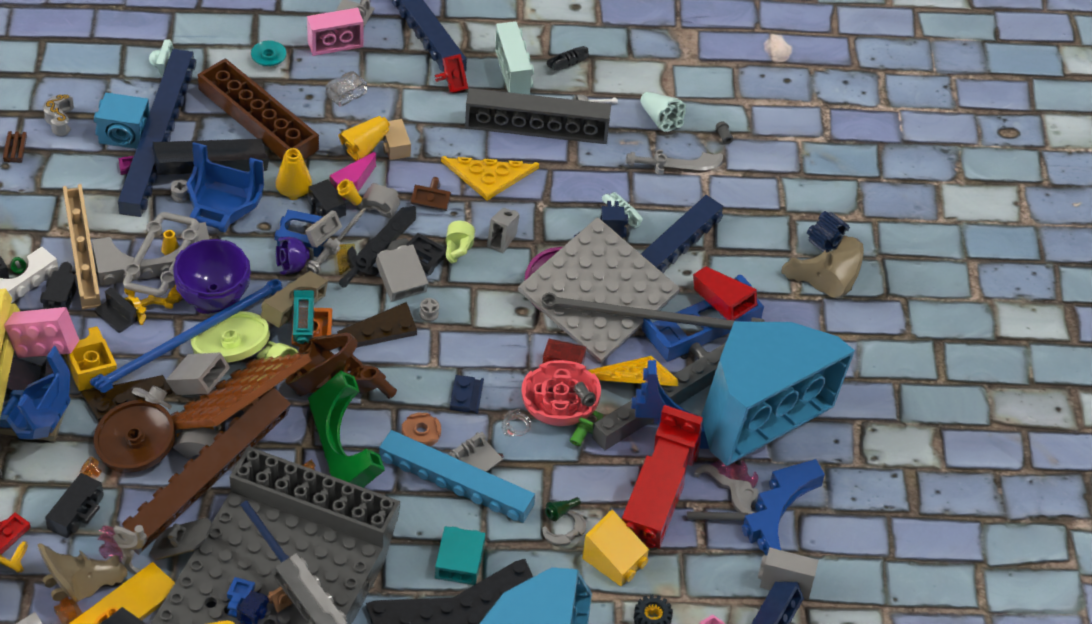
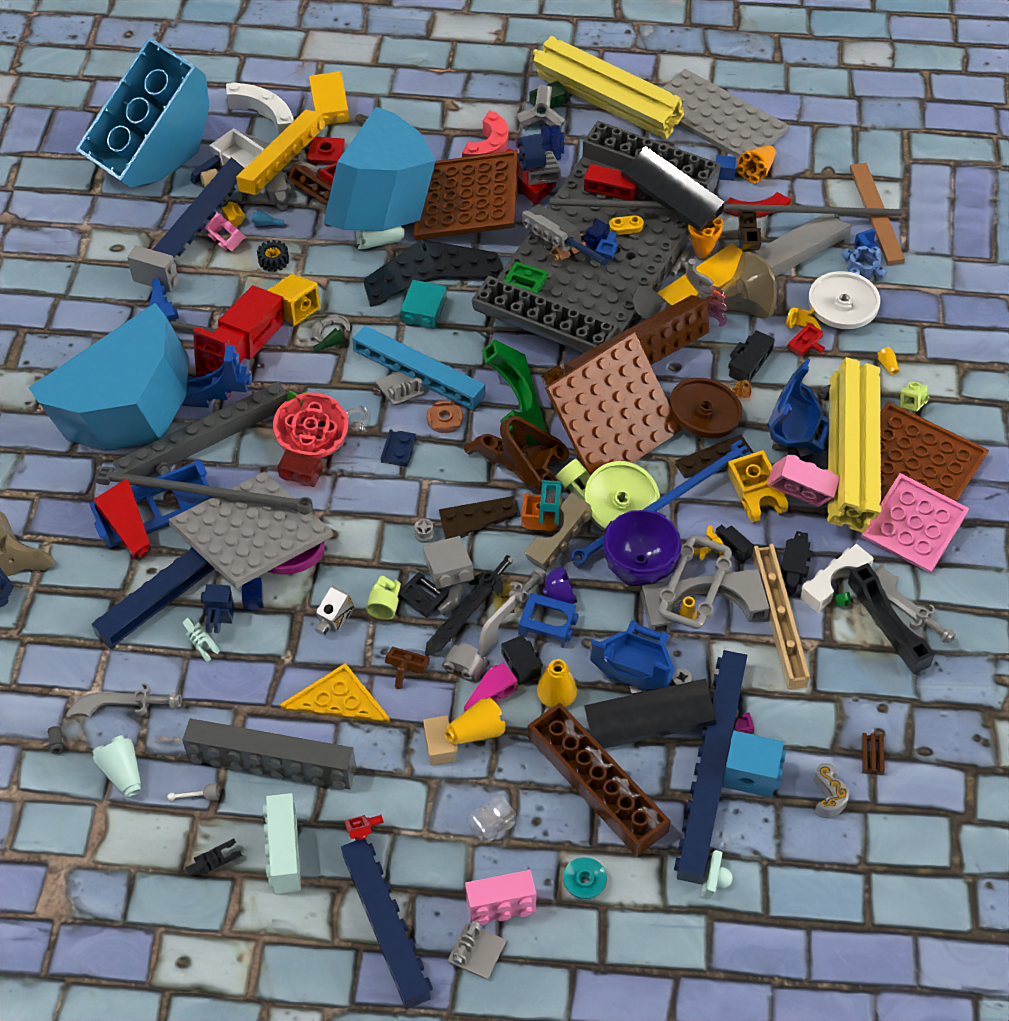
camera: 170 degrees left, 5 degrees up
(155, 395) = (690, 436): light grey animal -> none
(198, 373) = (652, 454): light grey brick -> none
(323, 229) = (522, 605): light grey hinge -> none
(337, 548) = (527, 275): none -> green plate
(349, 192) = (498, 654): yellow cone -> none
(587, 397) = (290, 405): dark grey pin -> none
(632, 372) = (232, 448): yellow tile -> none

